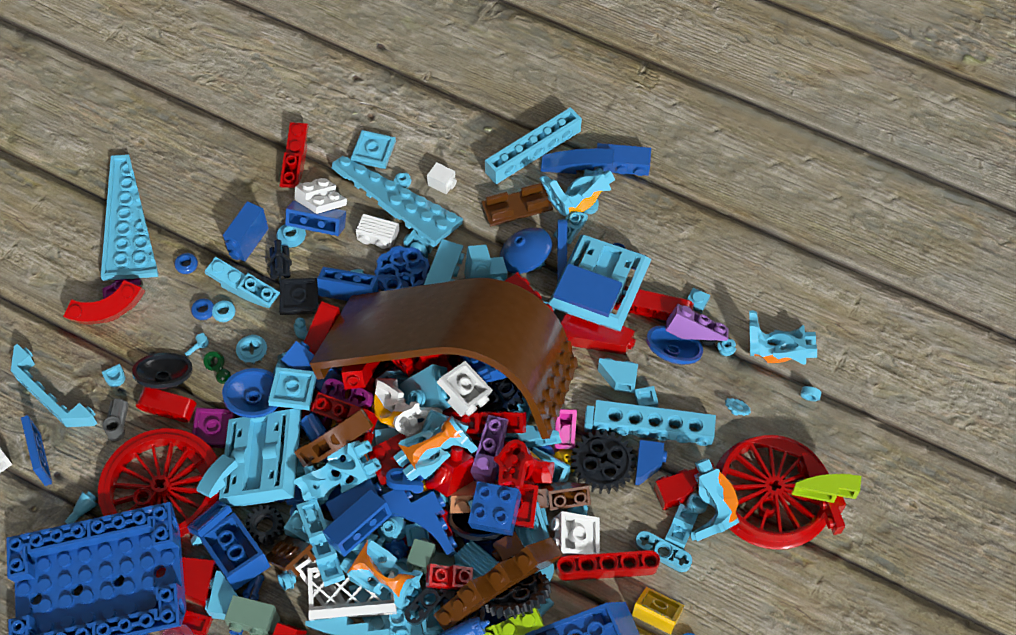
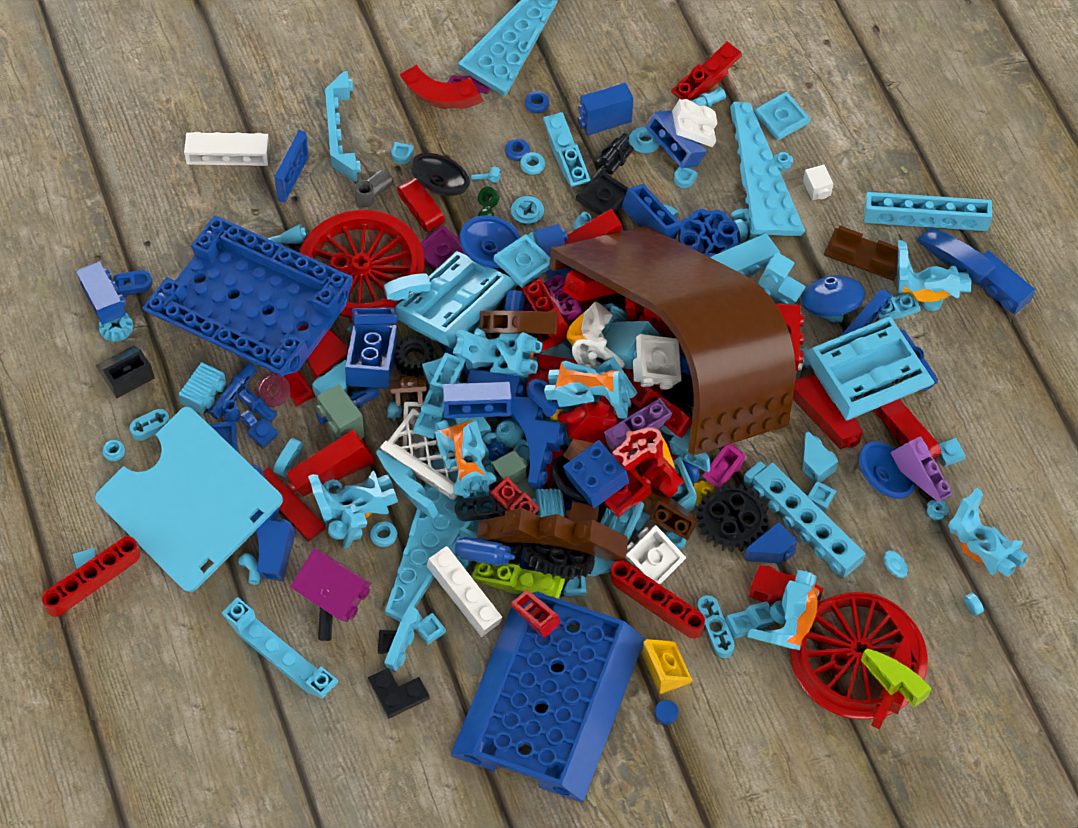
camera: 40 degrees right, 0 degrees up
(311, 173) = (710, 98): none -> medium azure pin
(344, 241) = (684, 177): none -> medium azure tile
(377, 231) = (719, 188): white brick -> none
(416, 396) = (613, 340): medium azure plate -> none
(588, 290) = (845, 363): blue tile -> none

